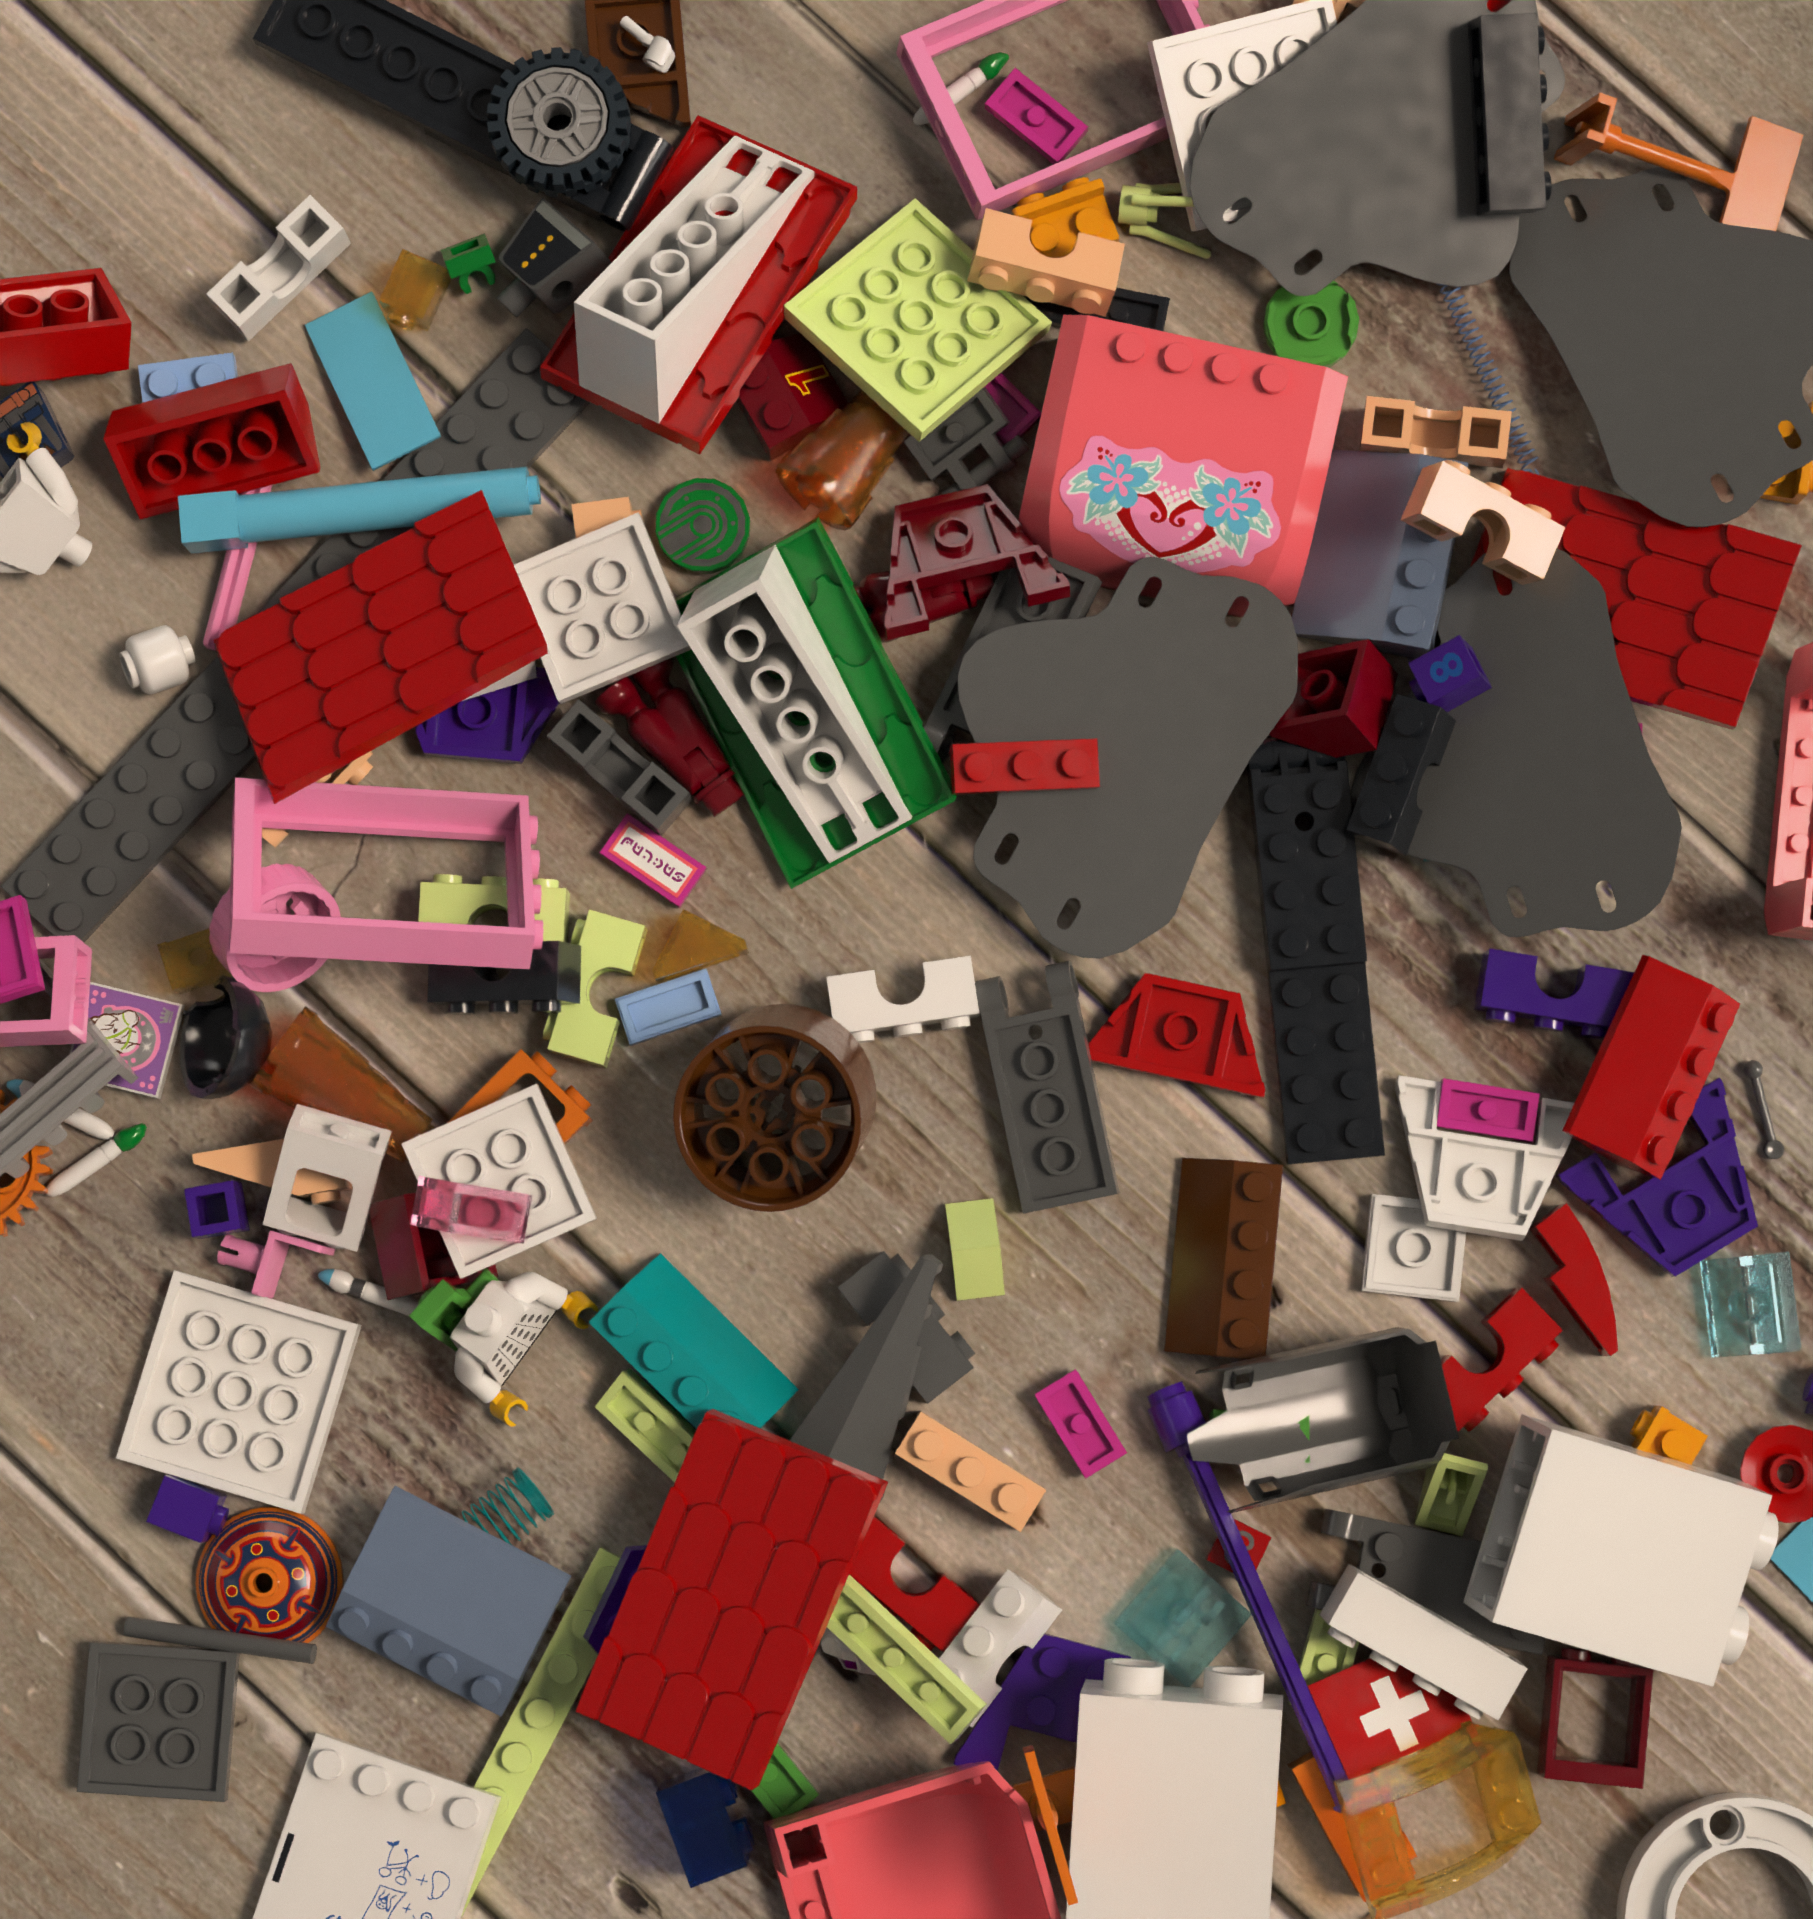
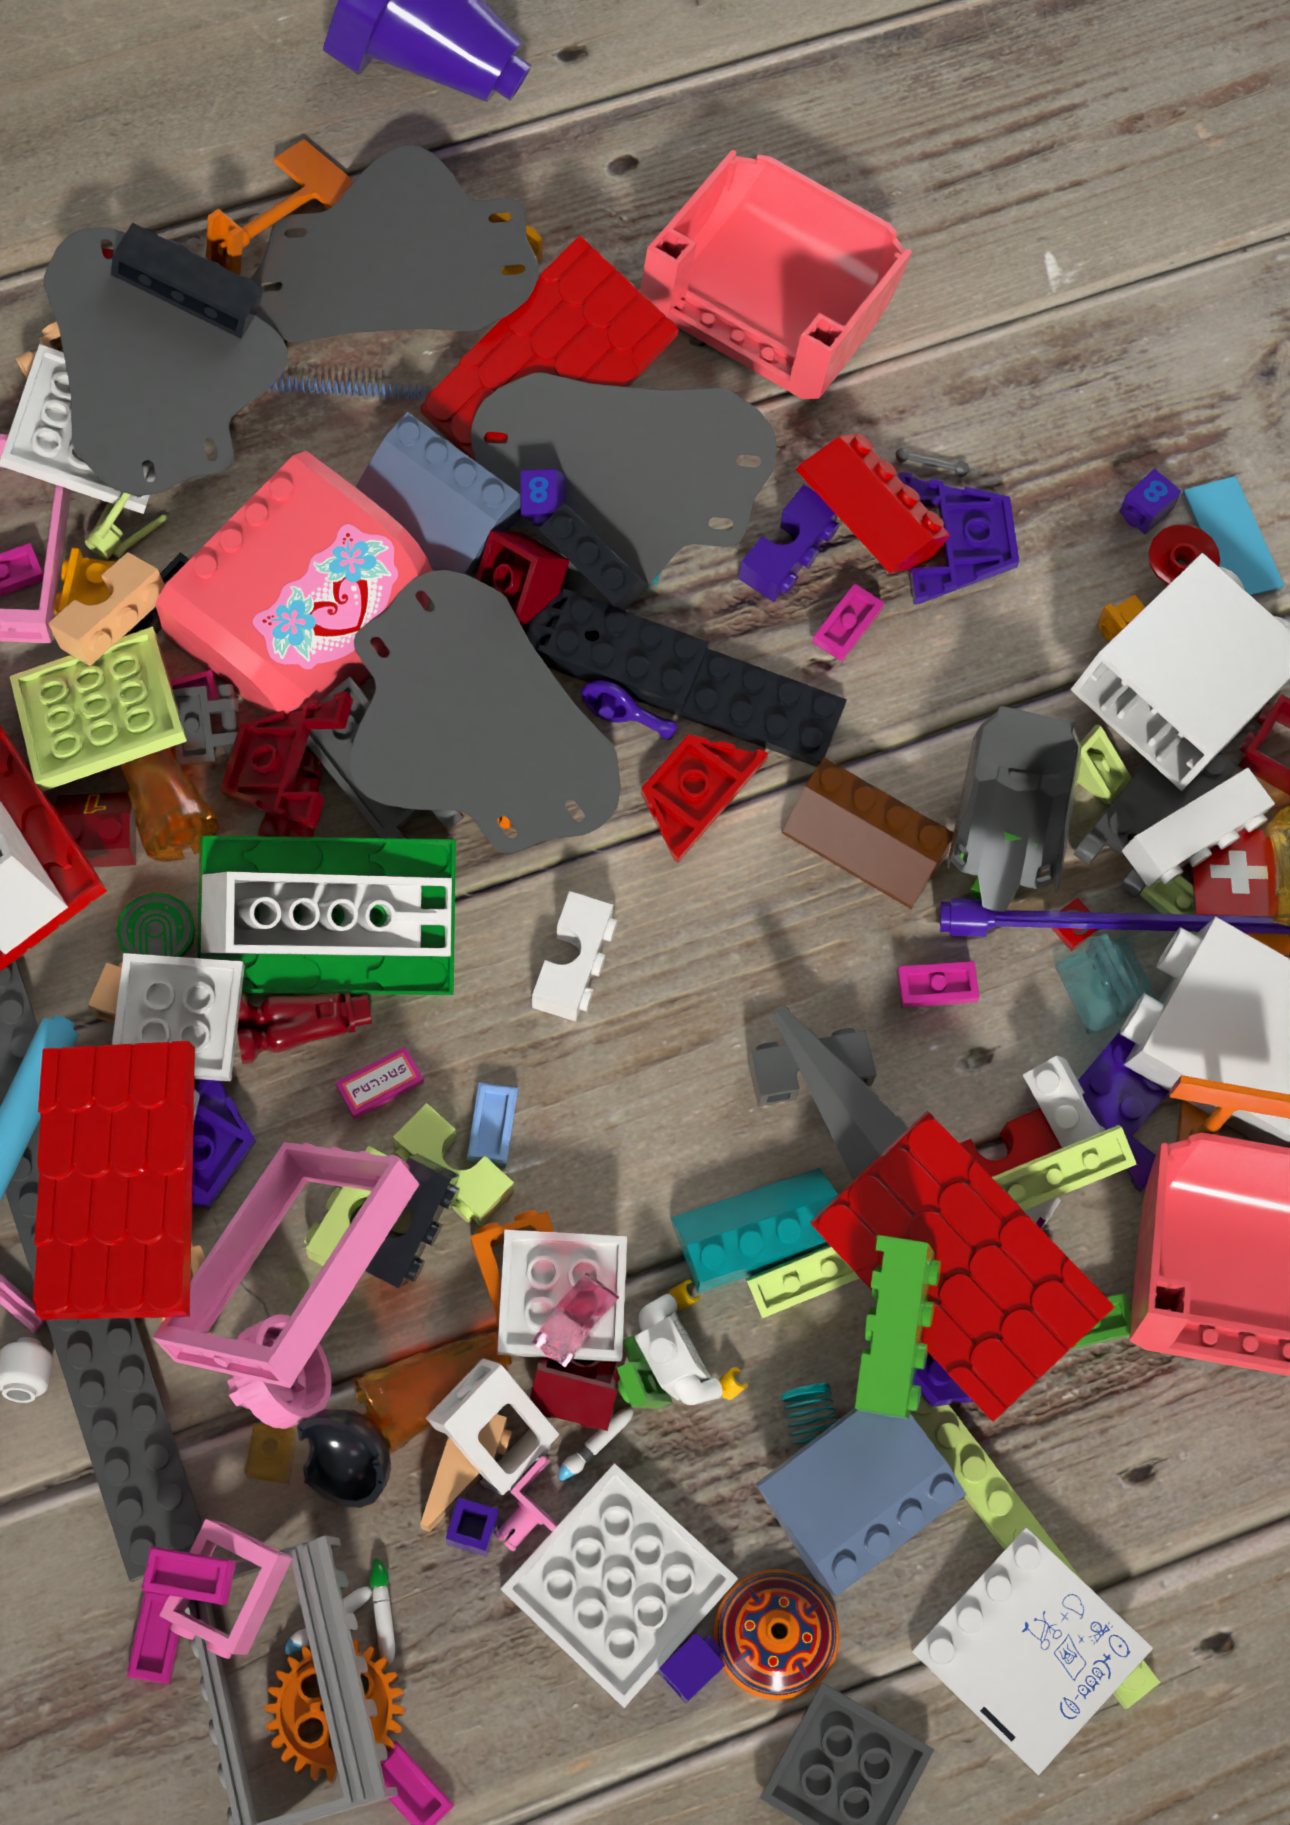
camera: 70 degrees left, 15 degrees down
(140, 1030) = (300, 1520): tile -> none
(220, 1640) = (805, 1692): dark grey bar -> none
(619, 768) = (277, 1078): dark grey arch -> none
(620, 1560) = (897, 1328): none -> bright green wedge
(695, 946) = (458, 1079): clear yellow slope -> none
(705, 1825) = (1126, 1378): clear blue piece -> none
(838, 1067) = (556, 1093): reddish brown wheel -> none
(970, 1471) = (928, 1075): light nougat arch -> none
(975, 1249) = (772, 987): yellowish green slope -> none
(1024, 766) = (457, 782): red plate -> none
(1048, 1095) = (696, 891): dark grey hinge -> none
(1237, 895) = (616, 705): none -> dark purple piece
(1311, 327) = (250, 470): bright green tile -> none
(1408, 1256) = (919, 714): white tile -> none
(1460, 435) = (355, 447): light nougat arch -> none
(1478, 1180) = (891, 651): white wing -> none
(1519, 534) = (431, 425): light nougat arch -> none
(1521, 1335) = (1014, 673): red arch -> none
(1579, 1277) = (991, 619): red slope -> none
(1750, 1305) = (1061, 522): clear light blue bracket -> none

